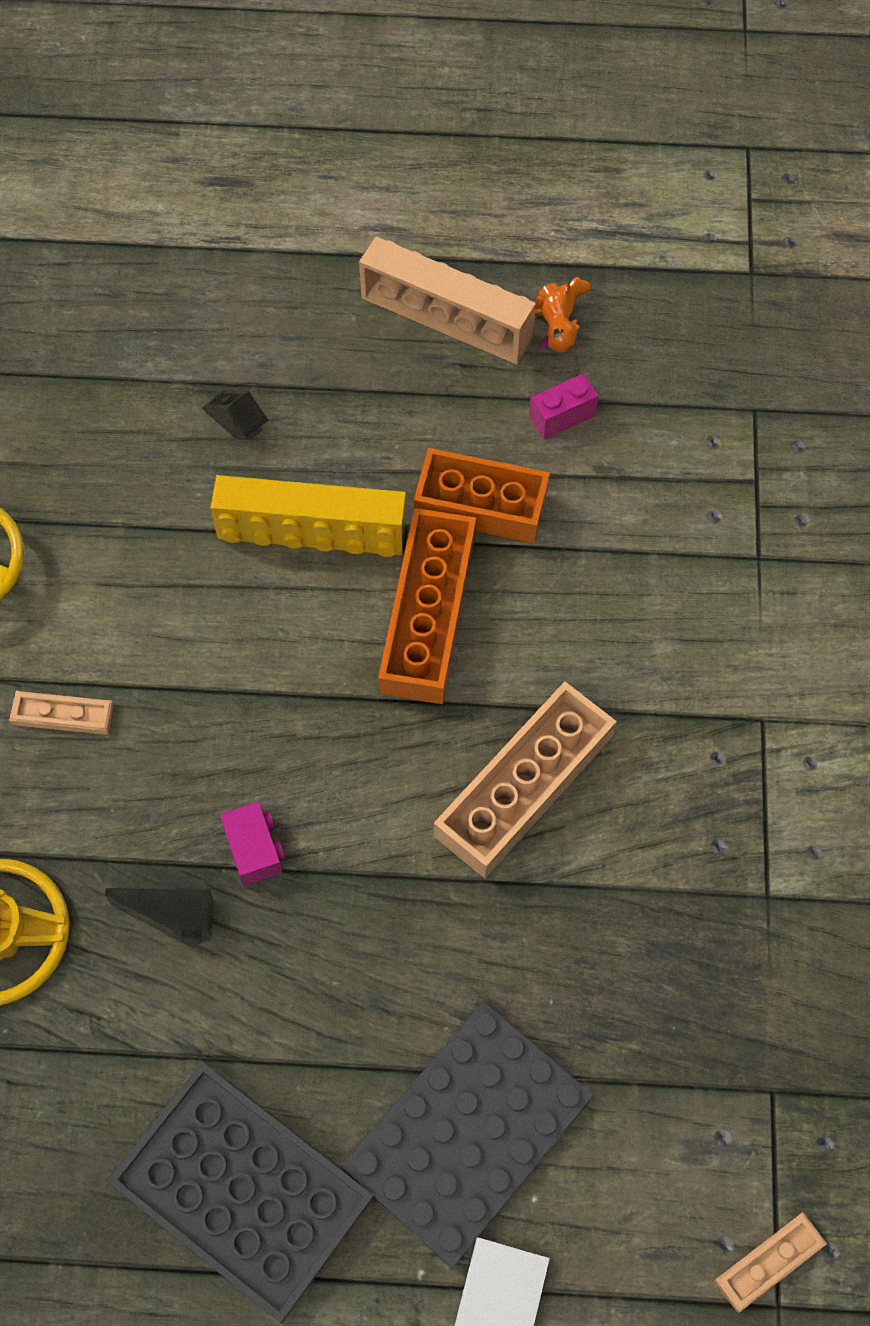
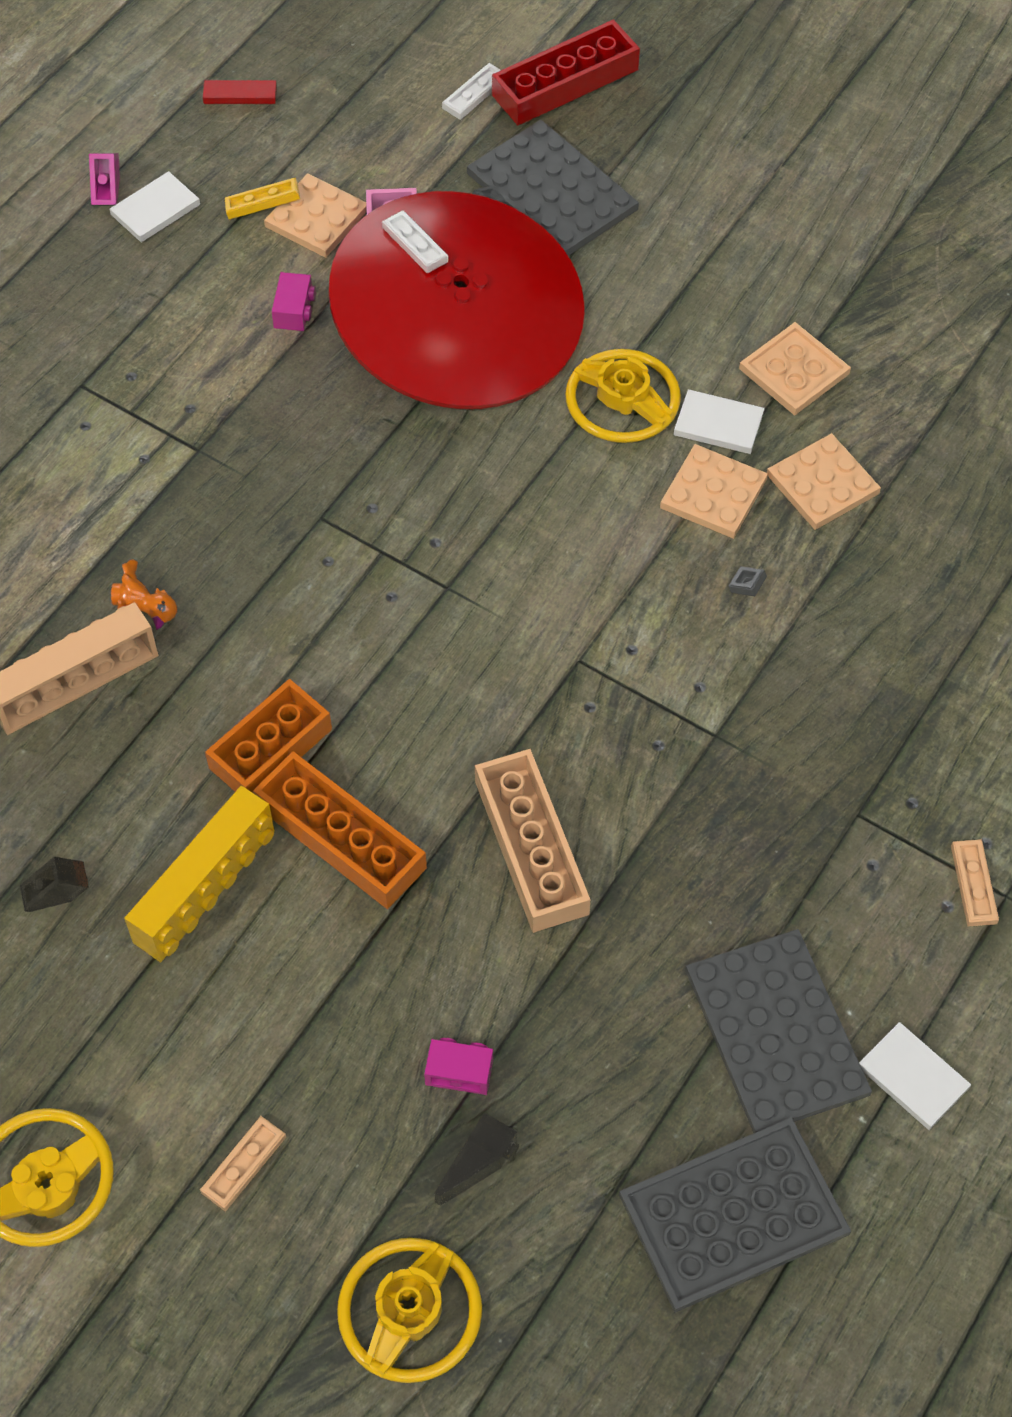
camera: 60 degrees left, 5 degrees down
(563, 406) = (228, 641): dark pink brick -> none

